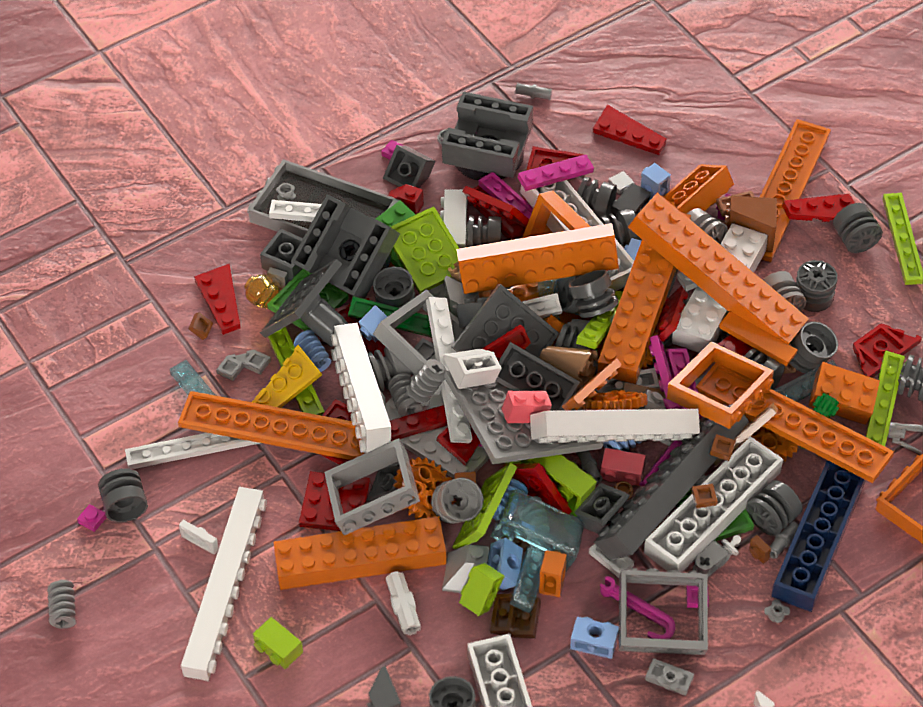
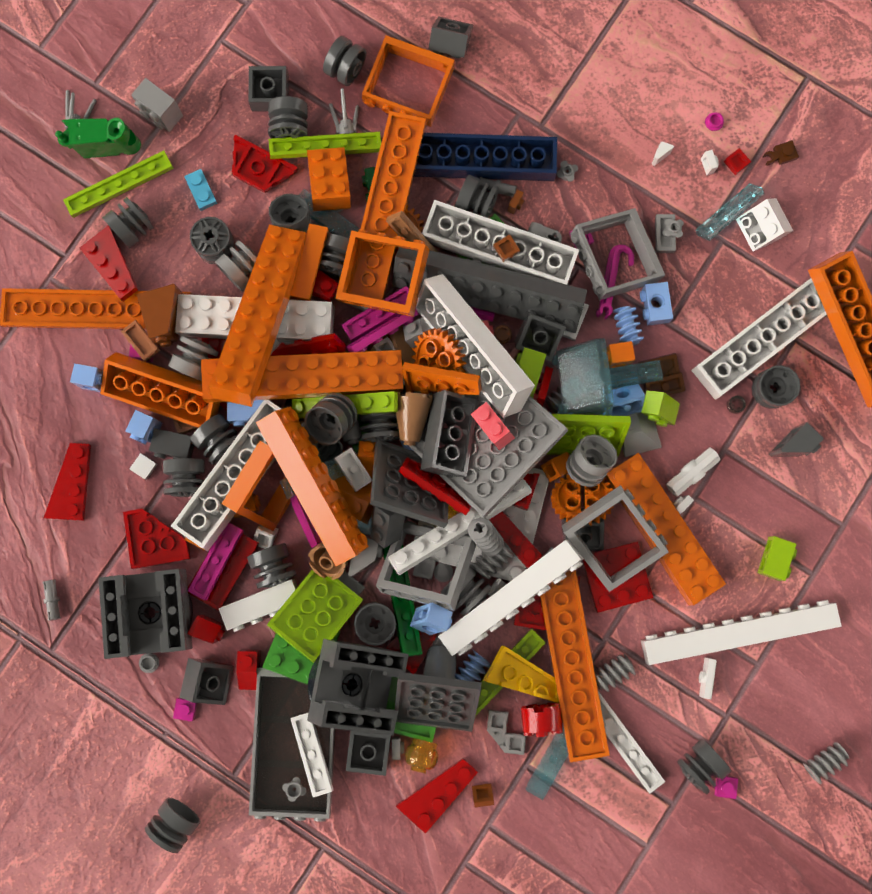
camera: 115 degrees left, 30 degrees up
(240, 383) = (541, 719): none -> red brick
(247, 461) = (614, 672): none -> light grey piece
(304, 110) = (172, 825): none -> dark grey wheel
(376, 579) = (682, 503): none -> white plate
(453, 668) = (730, 406): none -> clear smoke bush
(454, 175) = (207, 629): none -> red slope
(473, 367) = (472, 492): white slope -> none
(495, 205) = (237, 564): red wing -> none
(555, 172) = (183, 517): dark pink plate -> none
(581, 600) = (627, 325): none -> light blue piece
(719, 154) = (87, 377): none -> light blue brick
(722, 447) = (448, 251): dark orange plate -> none
(730, 547) = (521, 223): white plate -> none
(826, 405) = (360, 183): green gear -> none
(875, 299) = (200, 189): none -> medium azure plate

